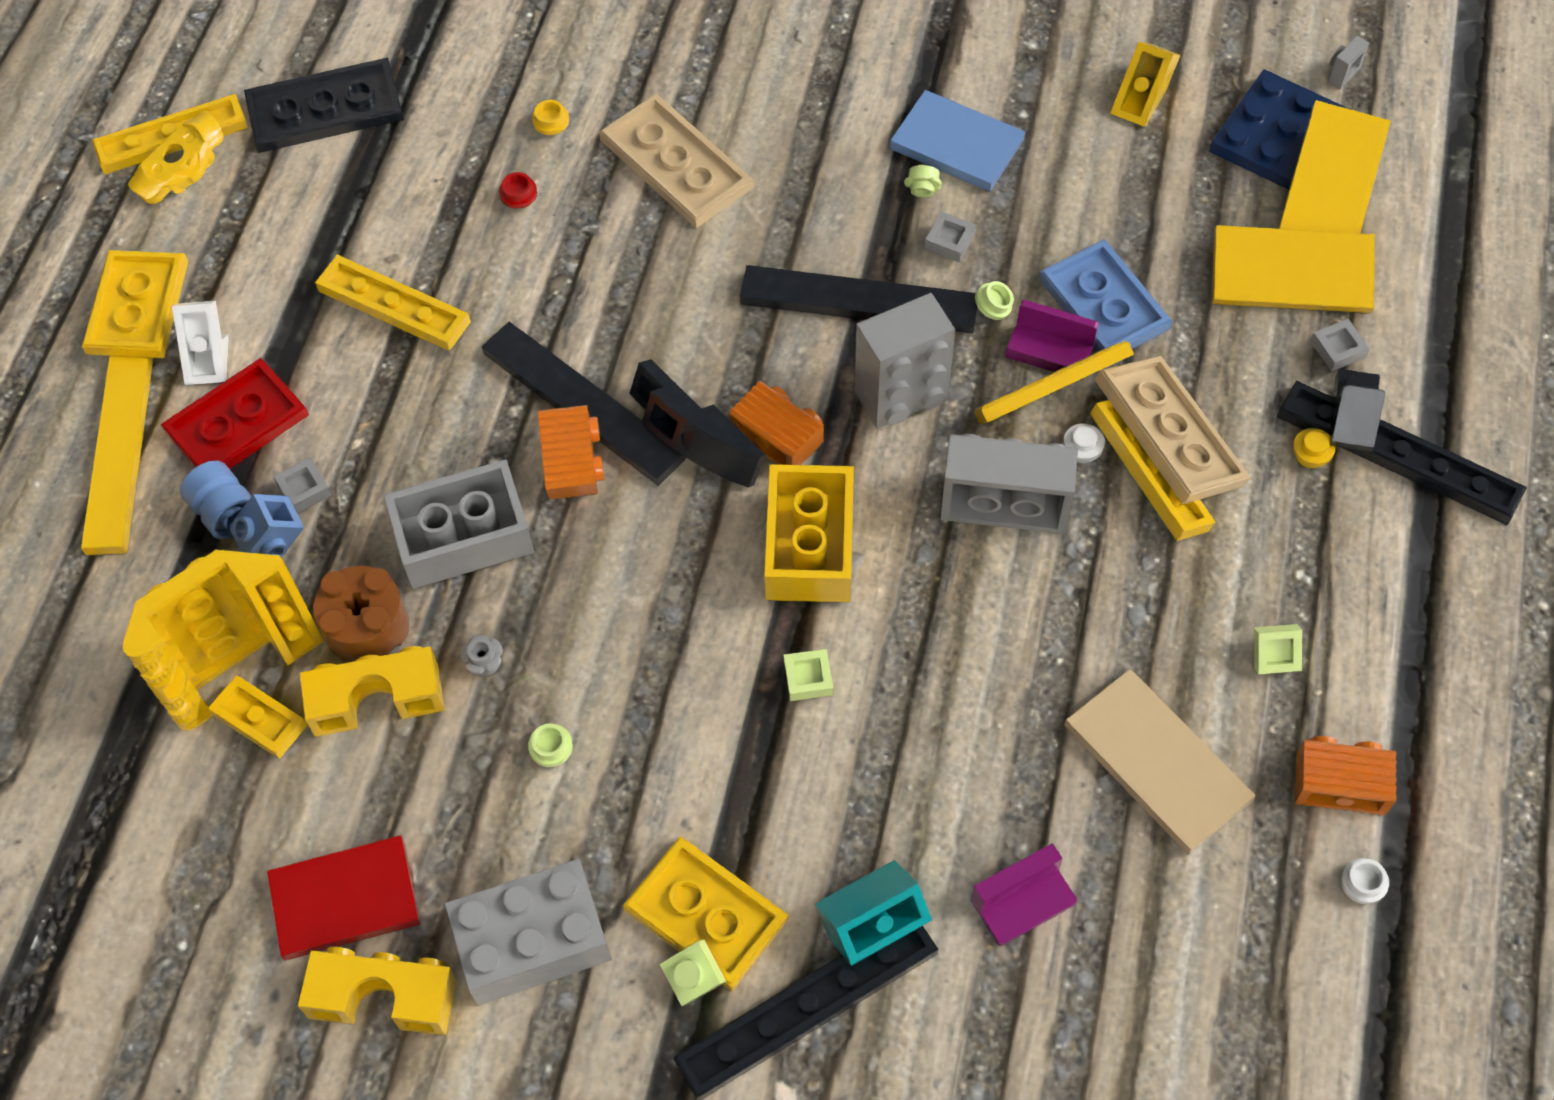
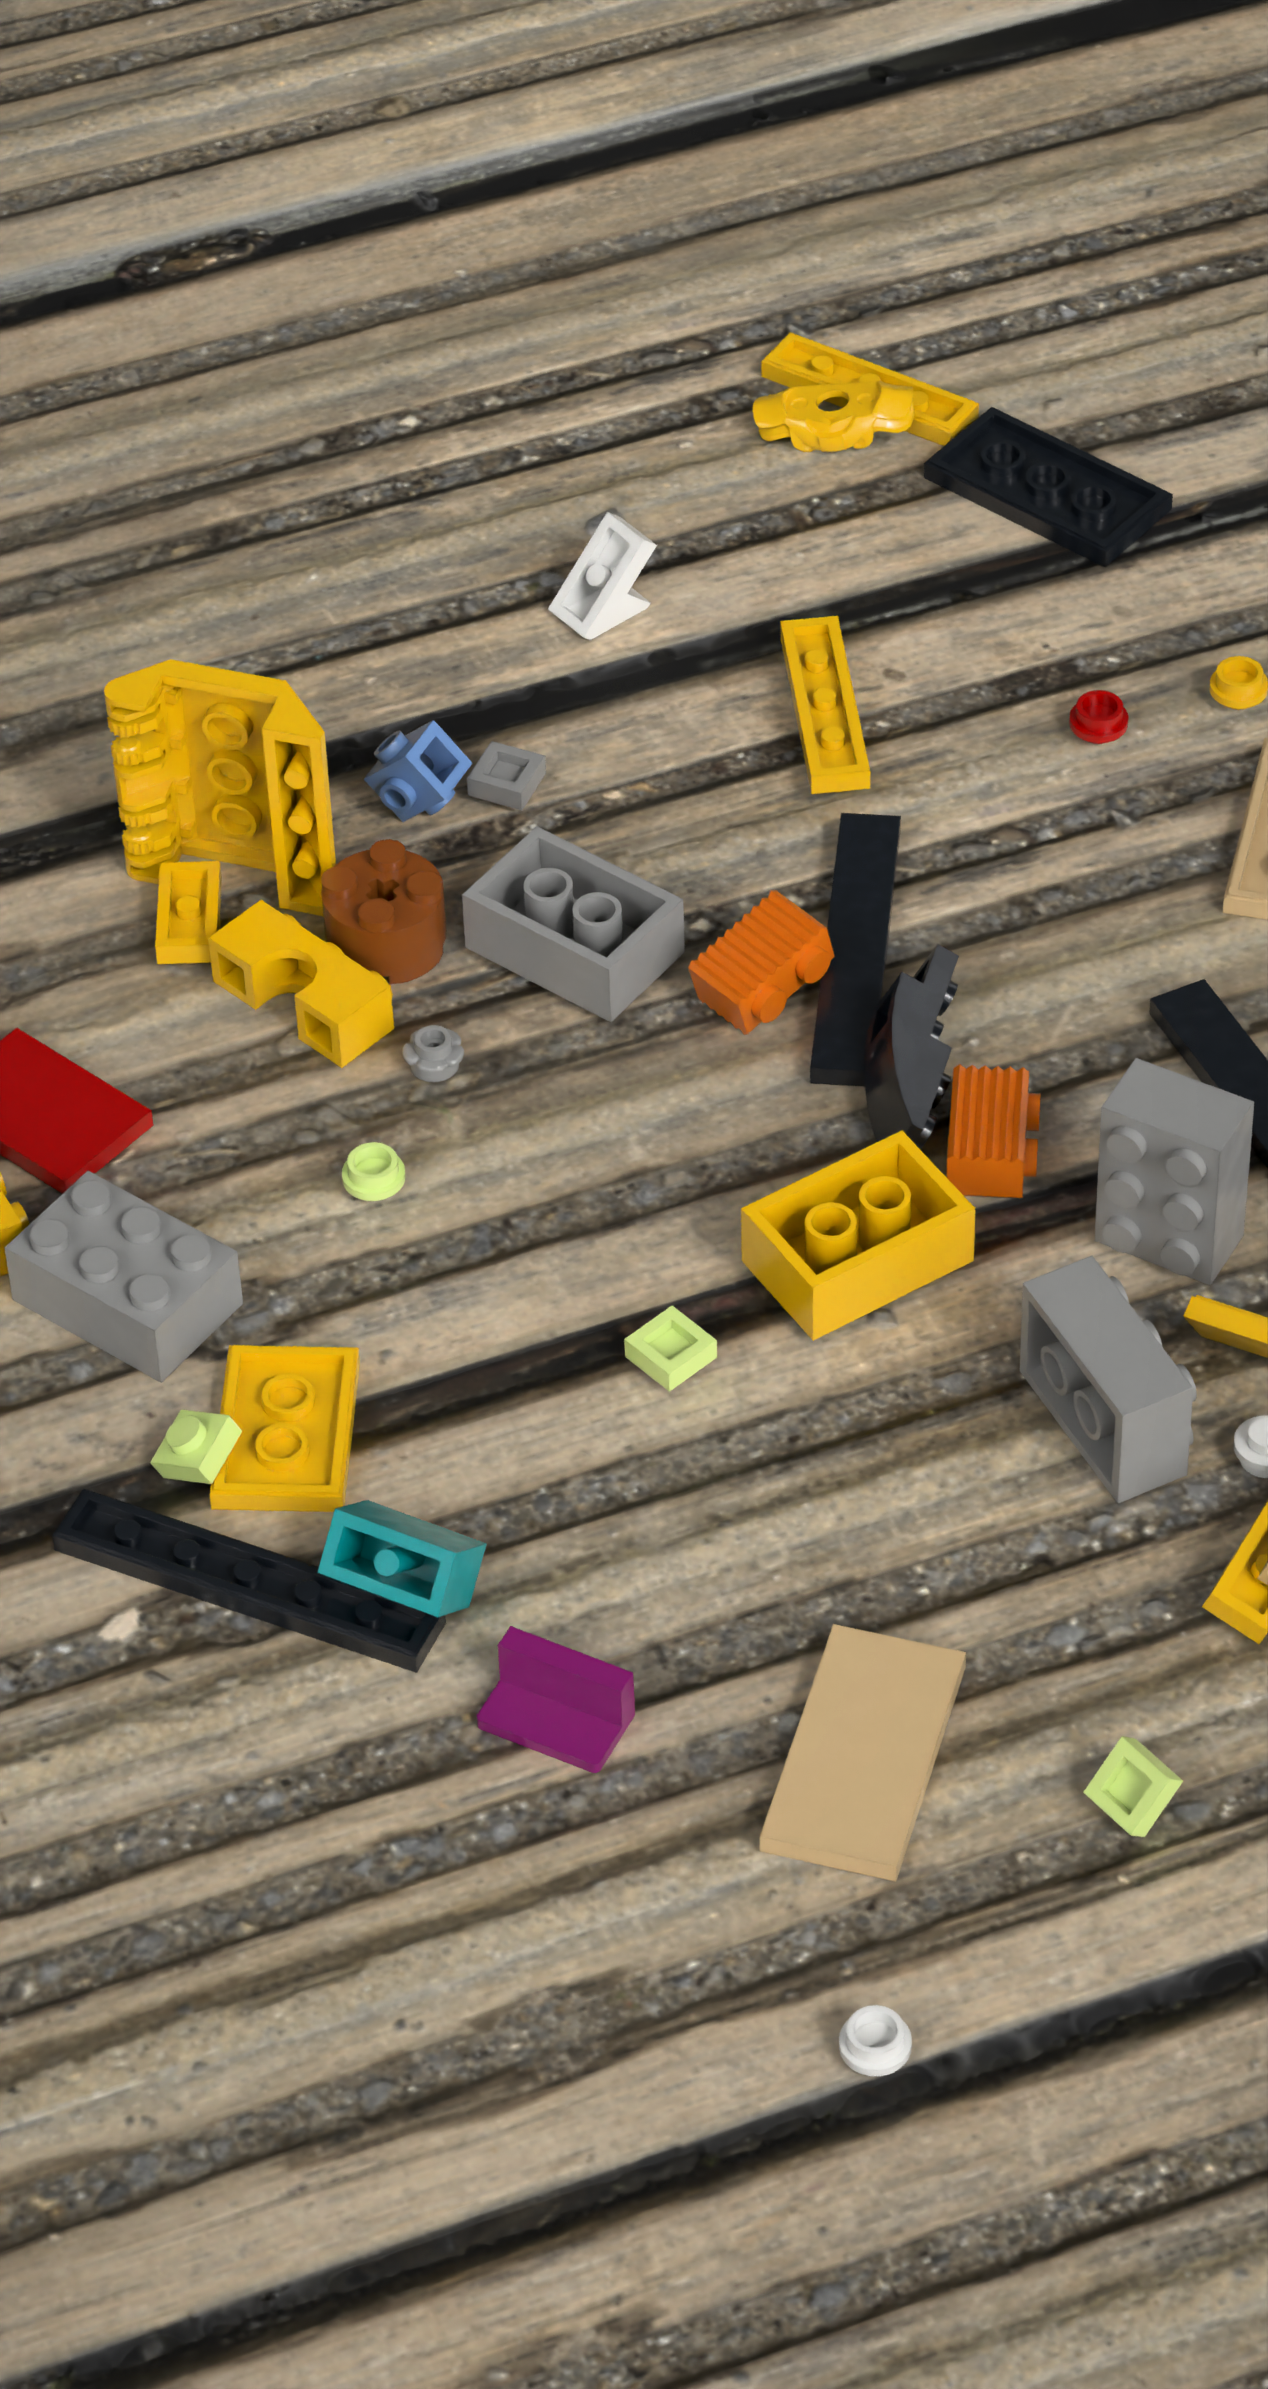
camera: 55 degrees right, 15 degrees down
(117, 456) = (459, 583): yellow tile -> none
(135, 304) = (626, 479): yellow tile -> none
(215, 496) = (417, 696): medium blue wheel -> none
(235, 417) = (542, 675): red tile -> none
(1345, 776) = (1005, 1943): orange brick -> none

